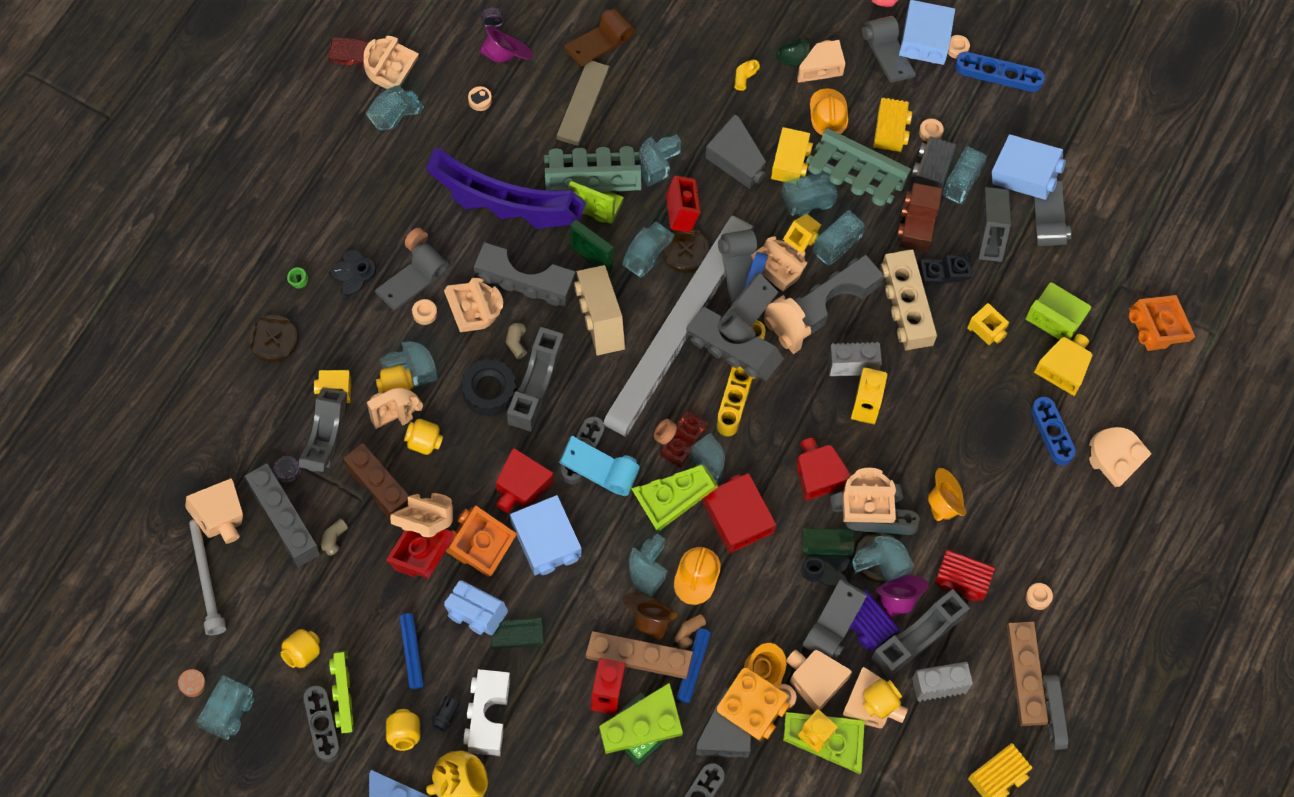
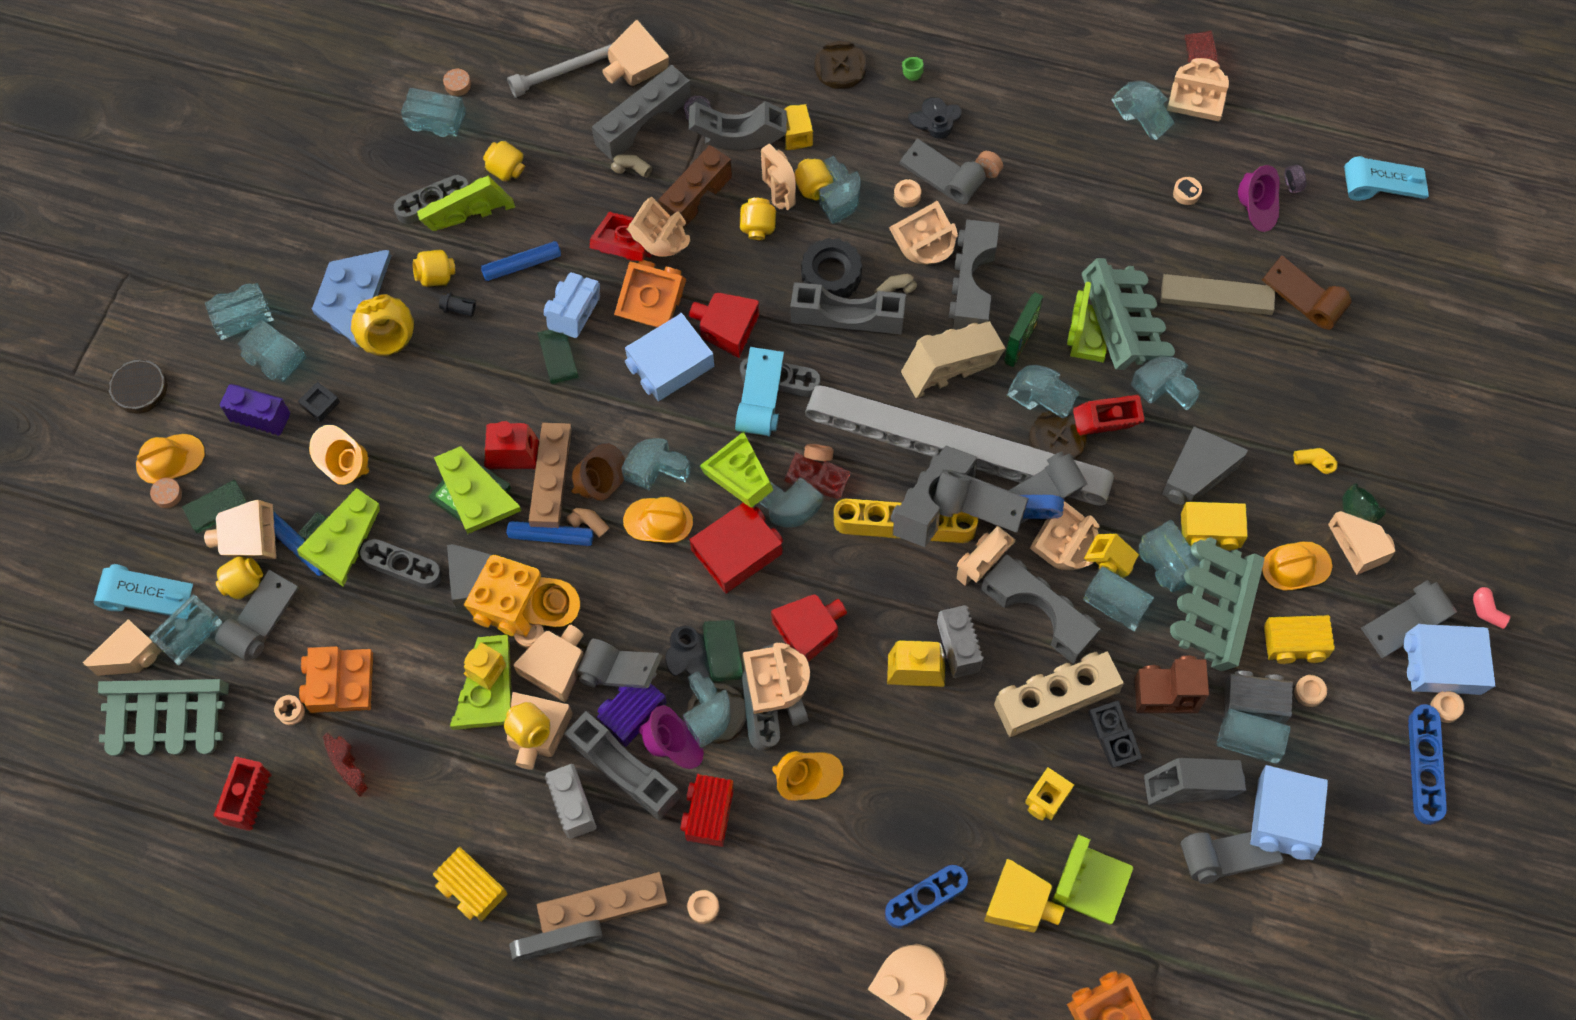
camera: 85 degrees right, 0 degrees up
(483, 735) = (440, 340): white arch -> none
(505, 200) = (1060, 229): dark purple arch -> none

